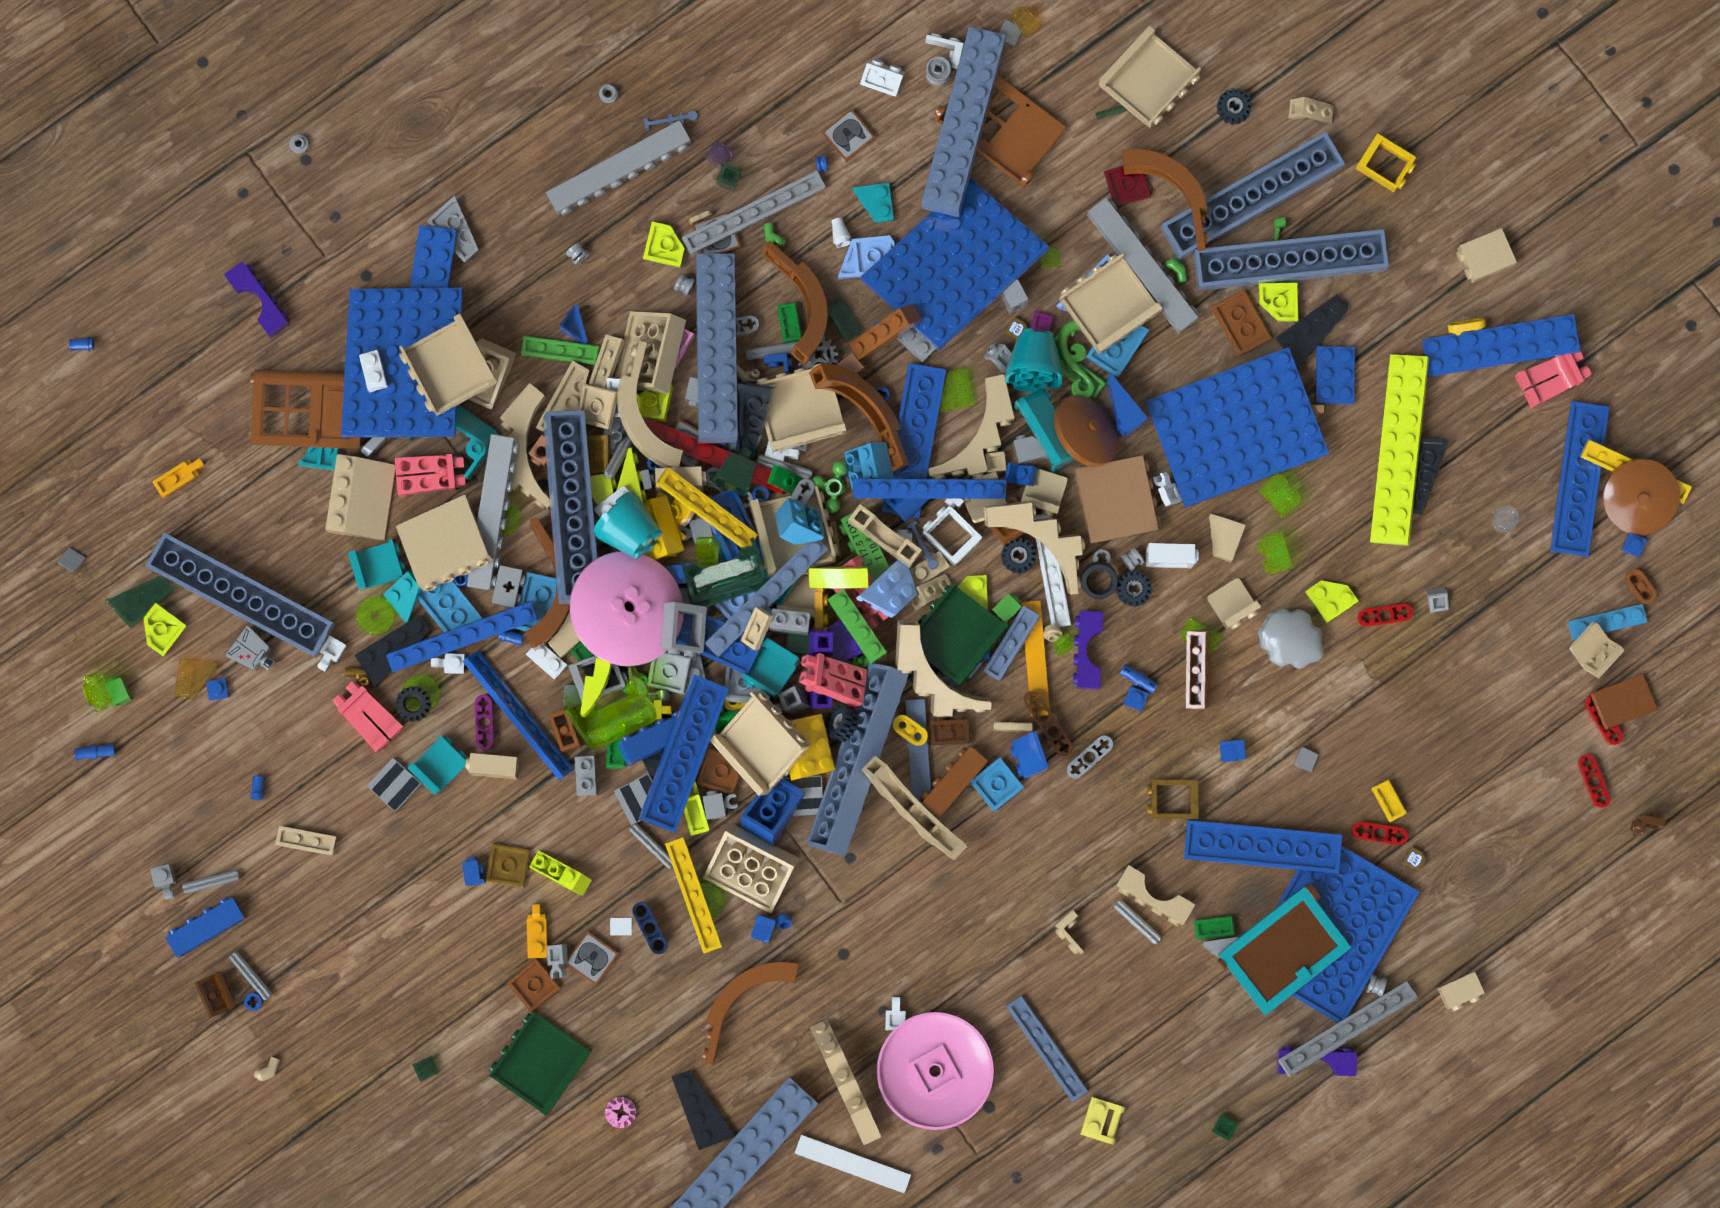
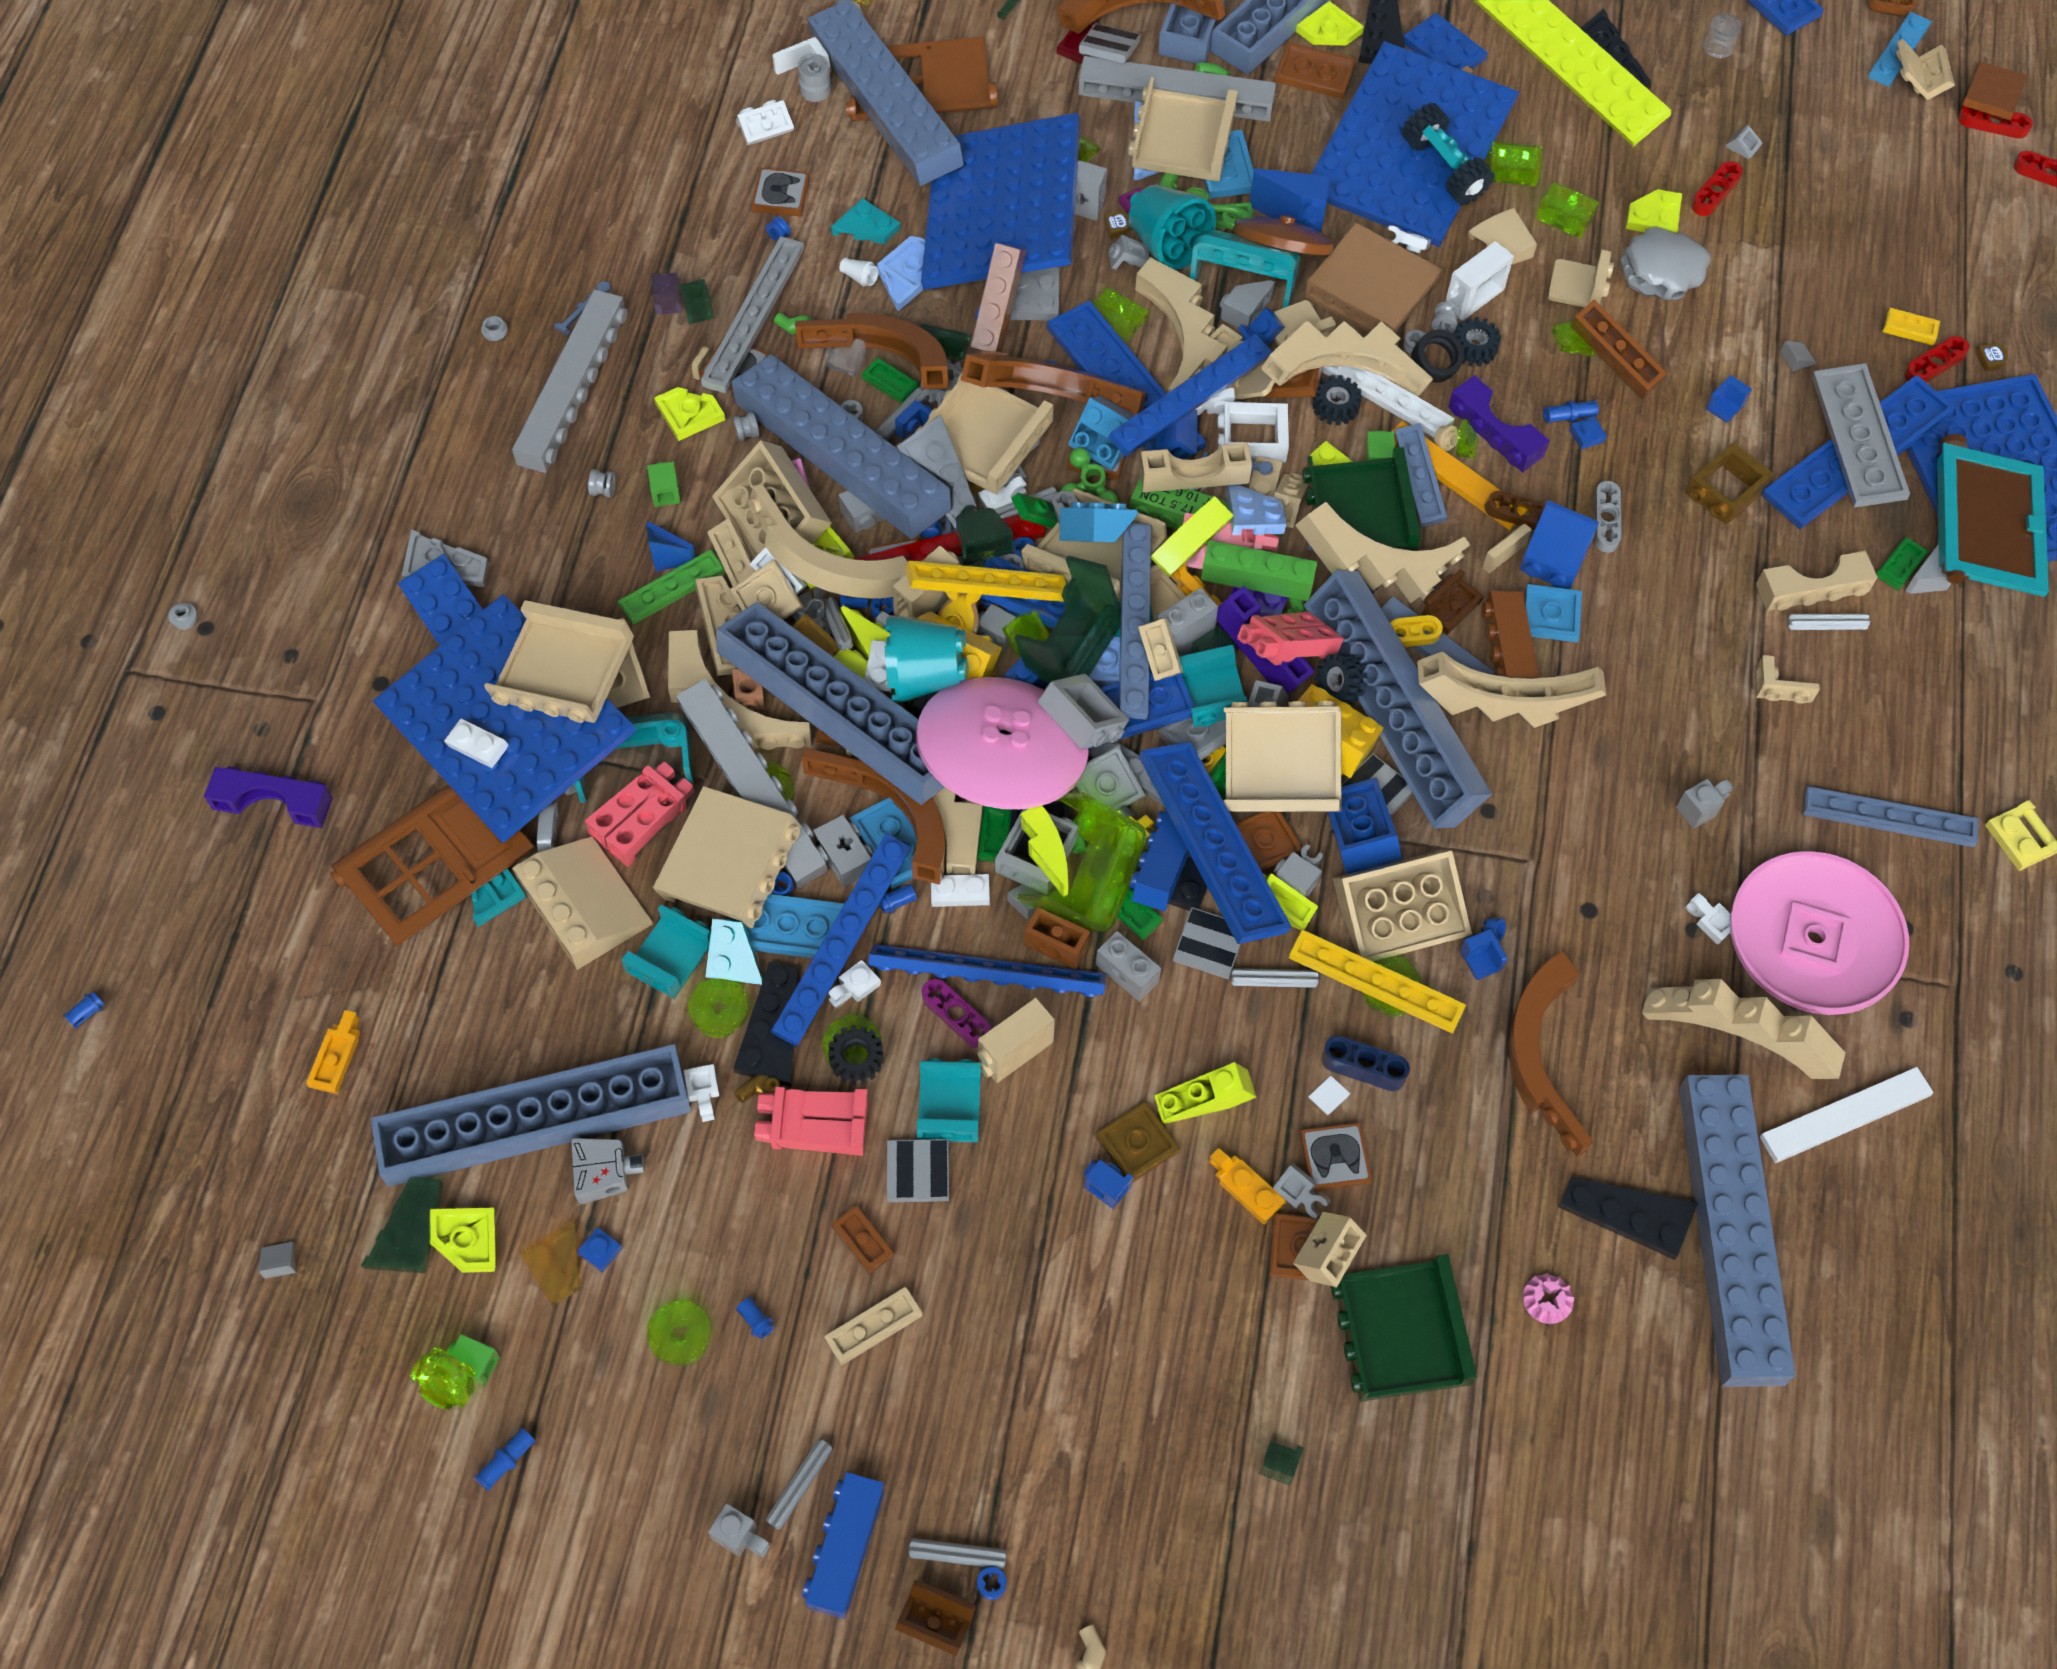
camera: 40 degrees left, 20 degrees down
(212, 754) = (662, 1325): none -> clear neon green plate
(337, 795) = (862, 1240): none -> dark orange plate
(538, 999) = (1329, 1249): none -> tan brick
(609, 282) = (663, 484): none -> bright green brick
(780, 286) = (847, 360): none -> clear panel
(956, 955) = (1703, 802): none -> light grey brick
(1130, 201) = (1109, 43): none -> light grey tile
(1234, 462) = (1470, 175): none -> black plate
(1267, 840) = (1860, 435): none -> light grey plate

